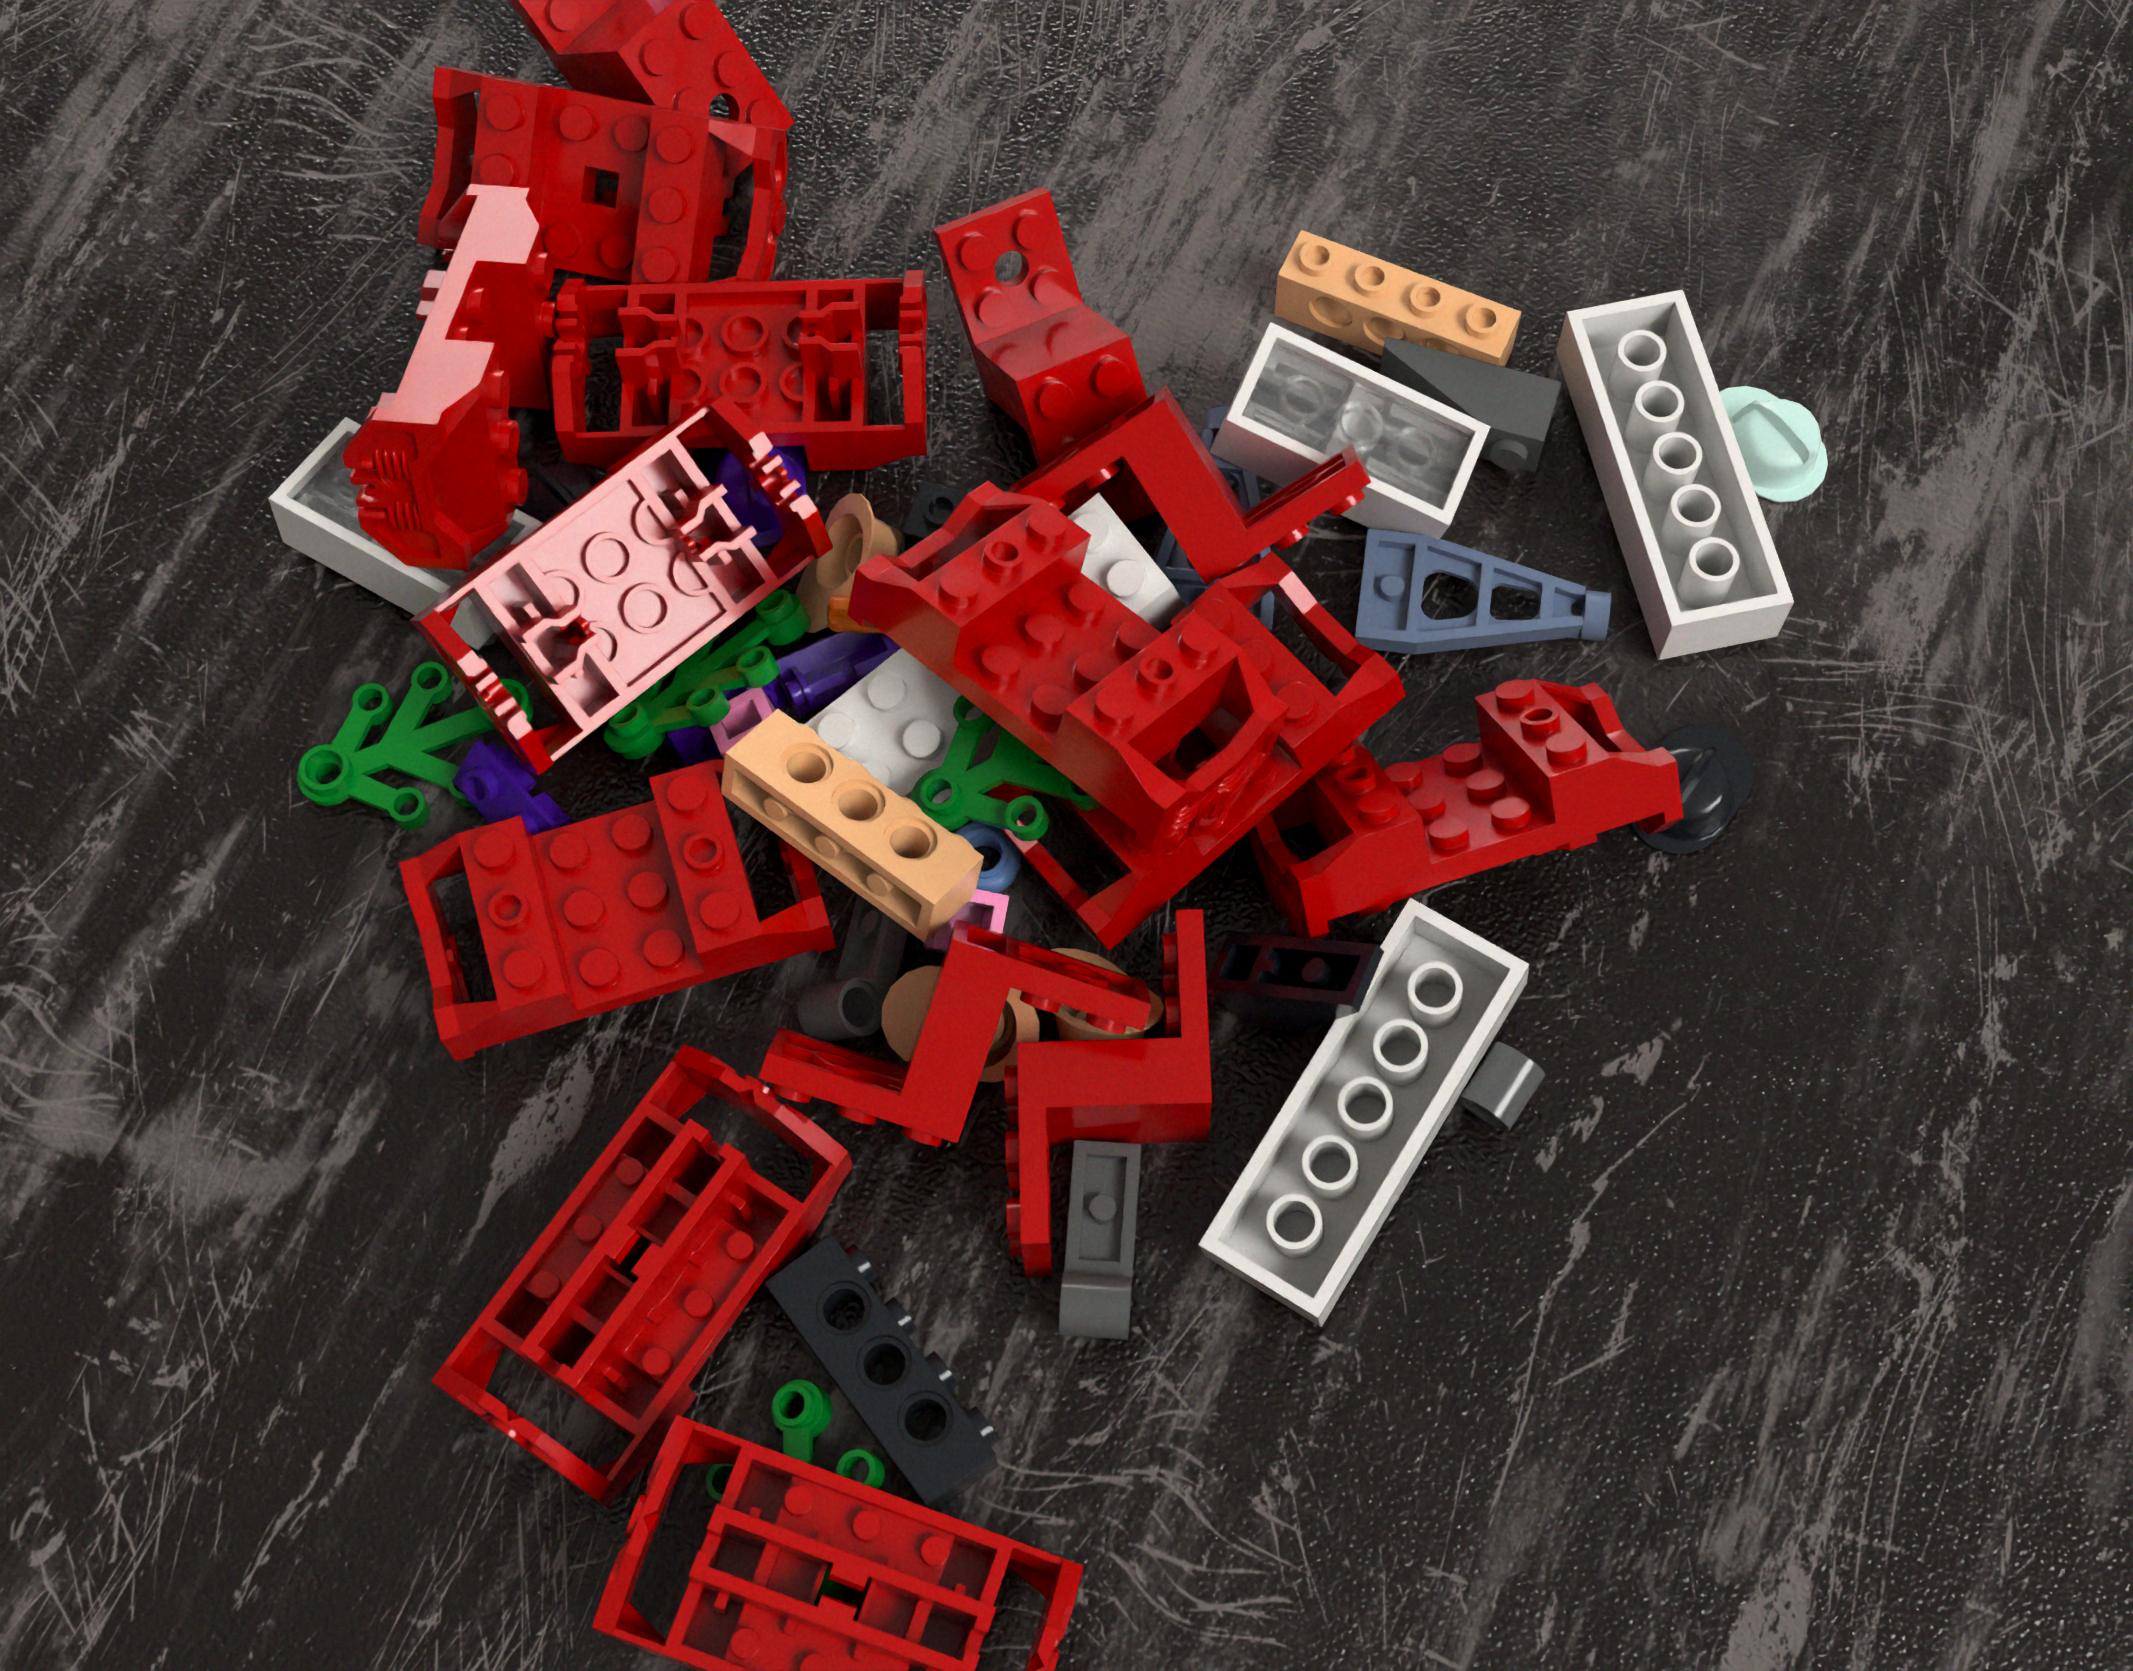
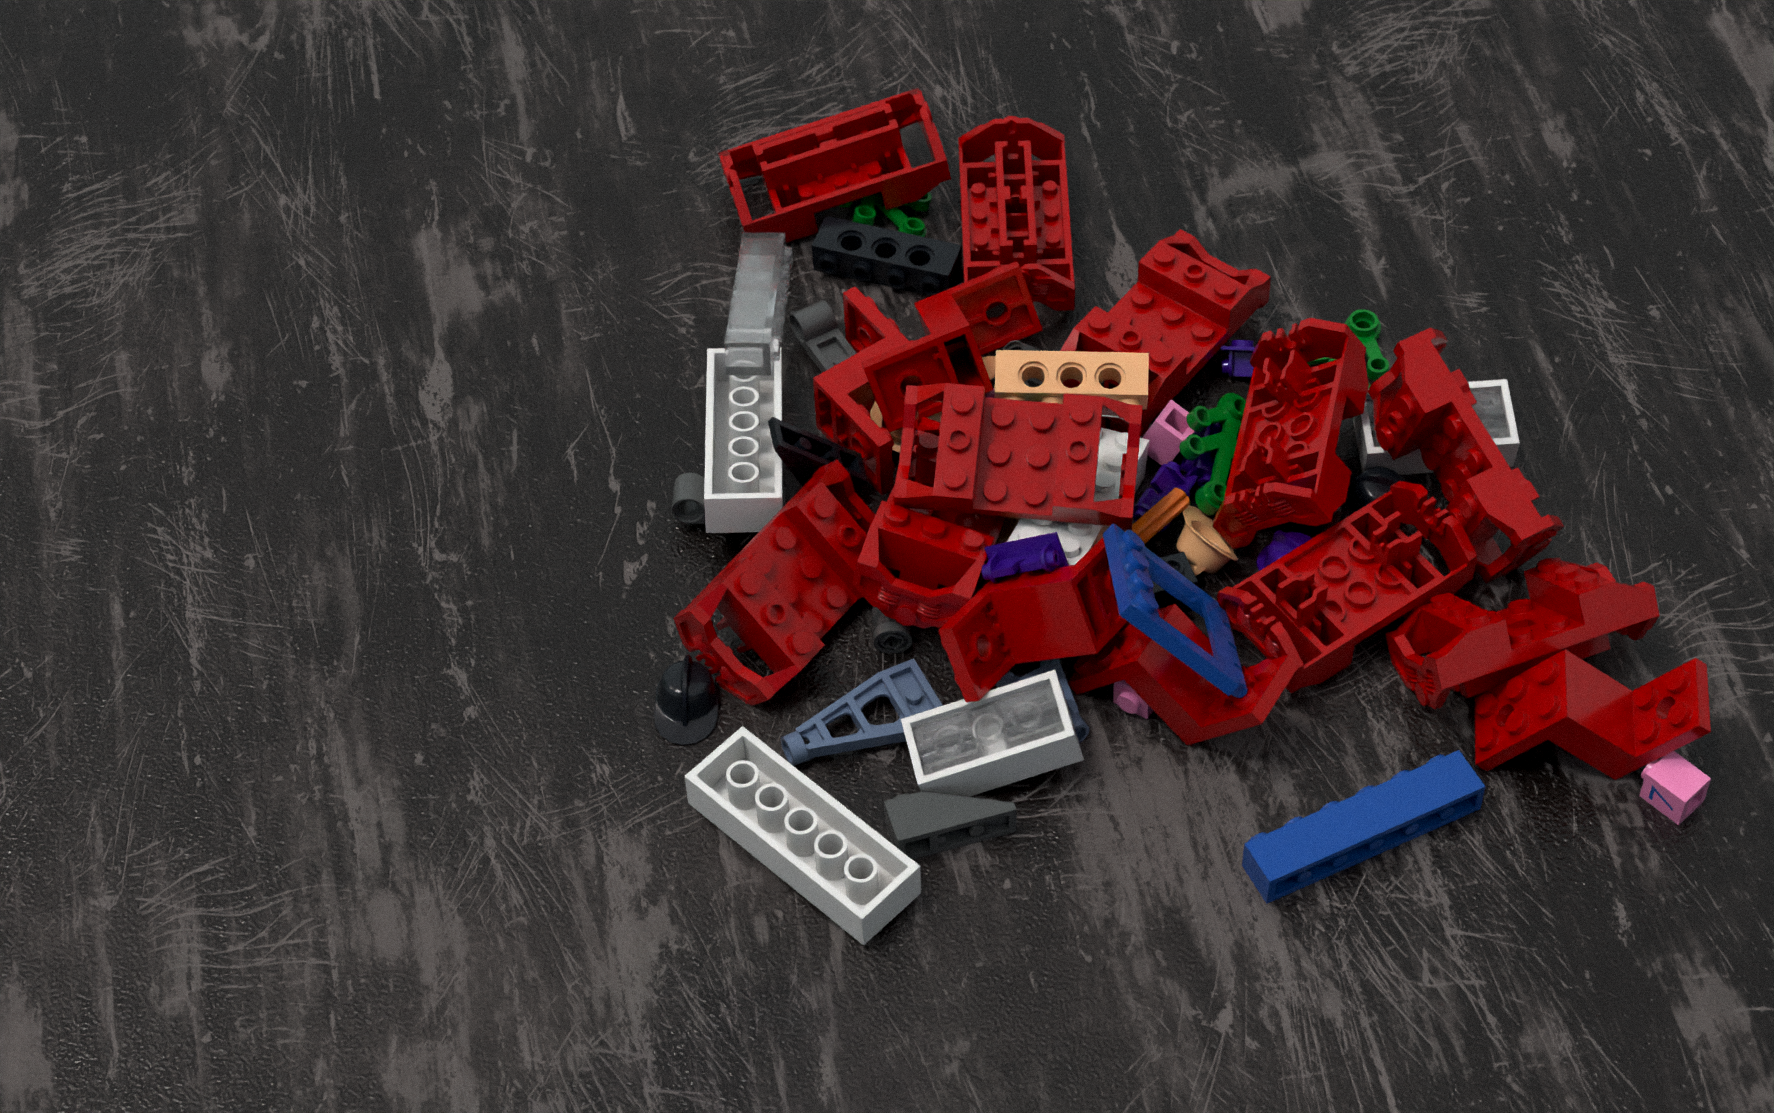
camera: 145 degrees right, 15 degrees down
(990, 114) = (1362, 825): none -> blue brick
(1068, 378) = (1132, 570): none -> blue hinge
(1174, 1364) = (758, 304): none -> clear brick
(1186, 552) = (1024, 555): none -> dark purple hinge
(1372, 299) = (1026, 843): light nougat brick -> none
(1777, 443) = (765, 912): light aqua piece -> none

